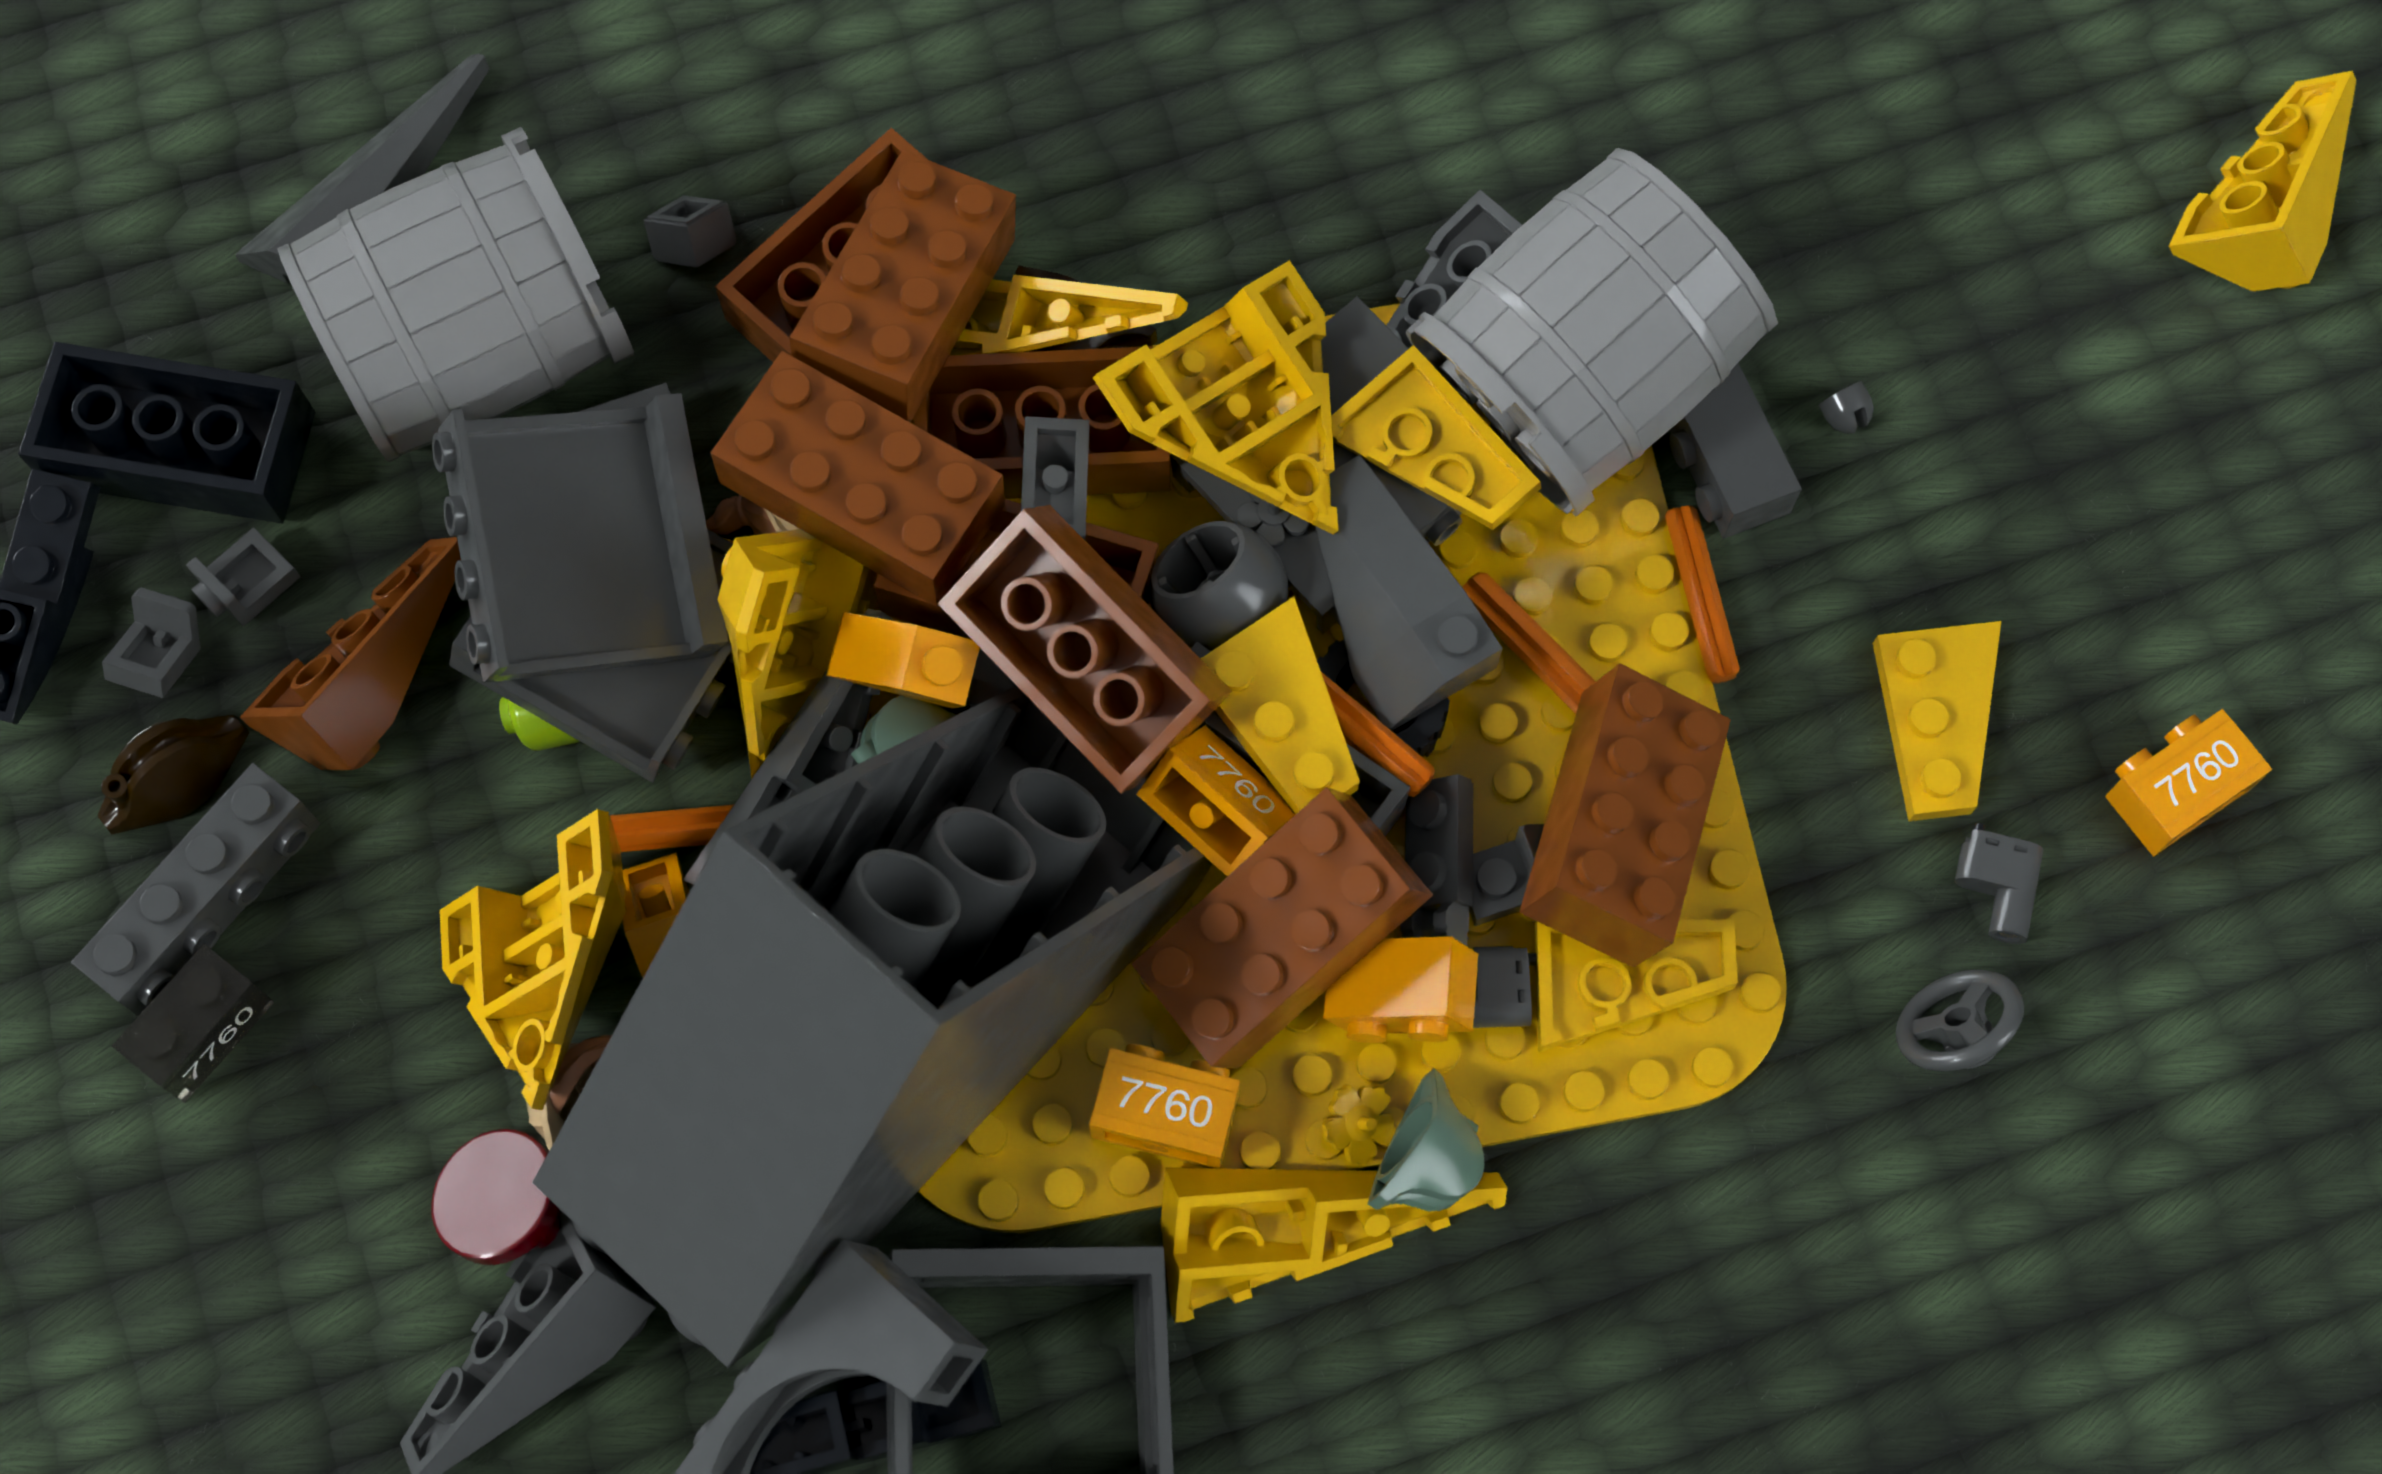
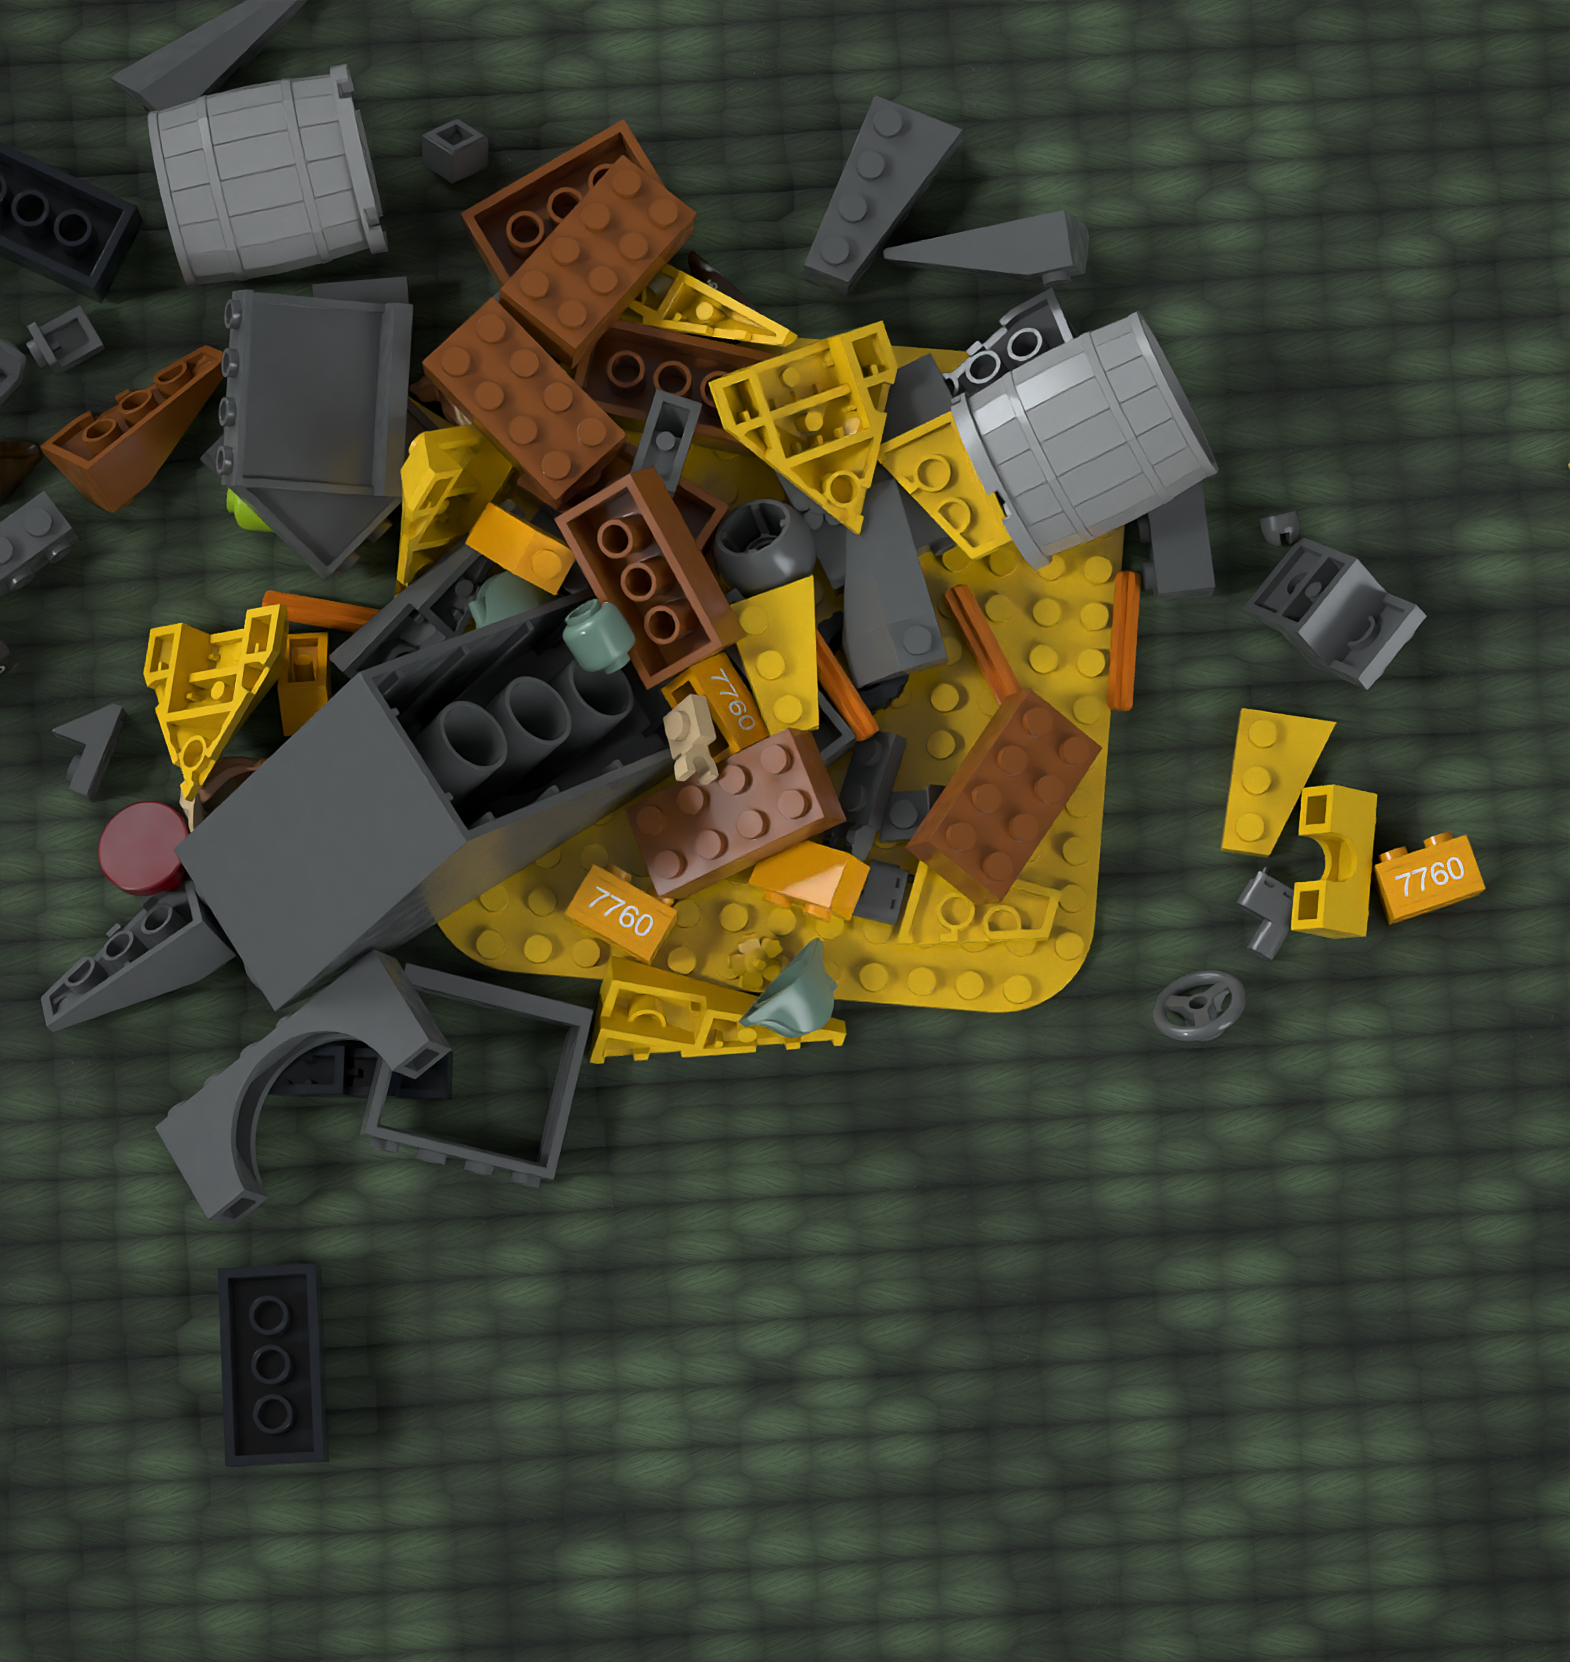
camera: 15 degrees right, 10 degrees up
(399, 1067) = (98, 737): none -> dark grey slope
(1039, 736) = (599, 636): none -> sand green head
(1193, 837) = (689, 734): none -> tan plate
(1230, 128) = (881, 182): none -> dark grey wedge
(1416, 161) = (1028, 249): none -> dark grey wedge
(1958, 484) = (1334, 612): none -> dark grey bracket
(2062, 745) = (1345, 828): none -> yellow arch

